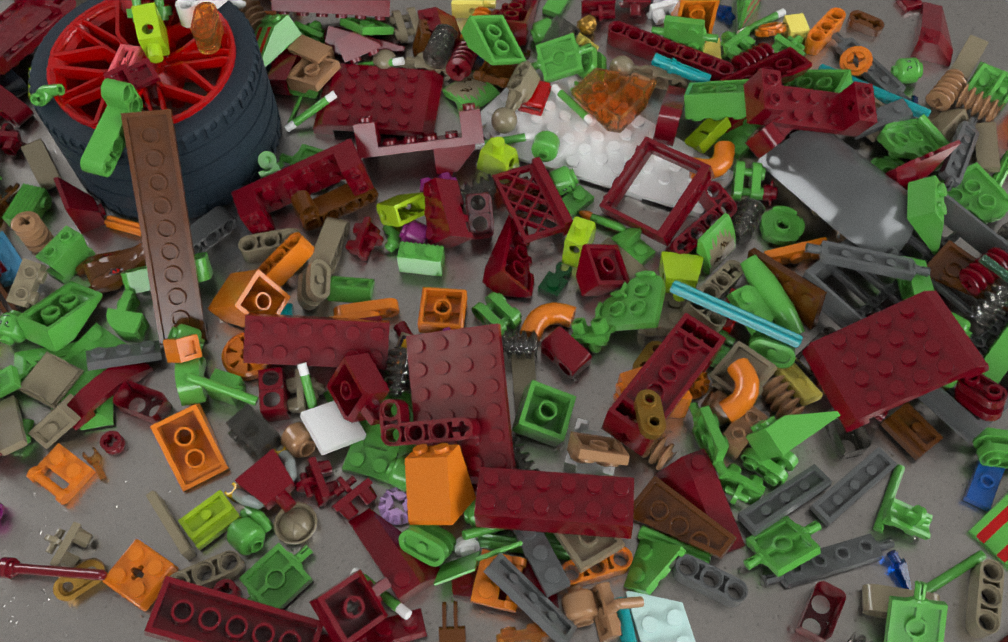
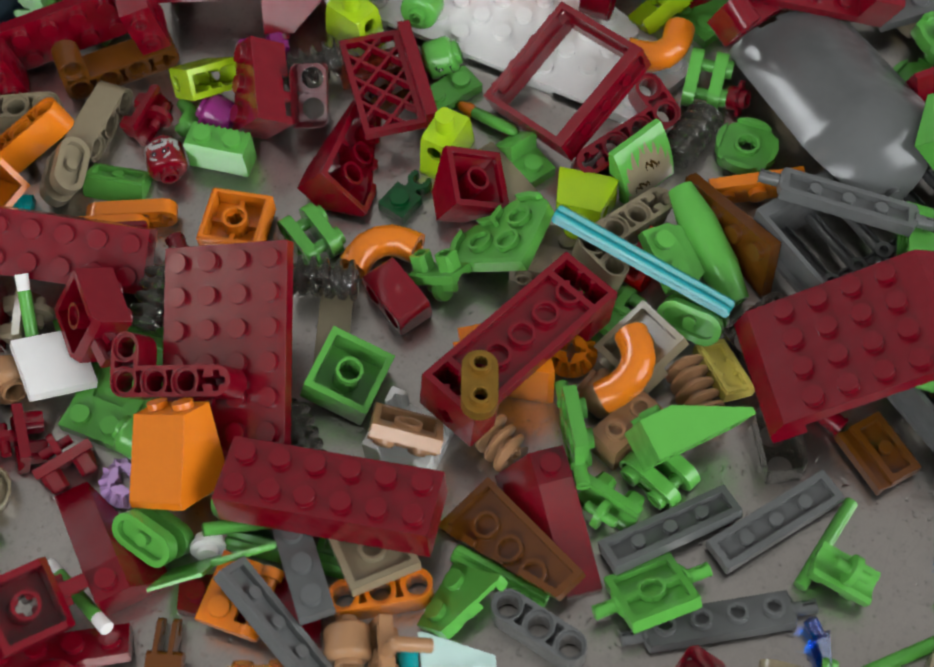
camera: 10 degrees right, 0 degrees up
(383, 269) = (165, 159): none -> dark red head

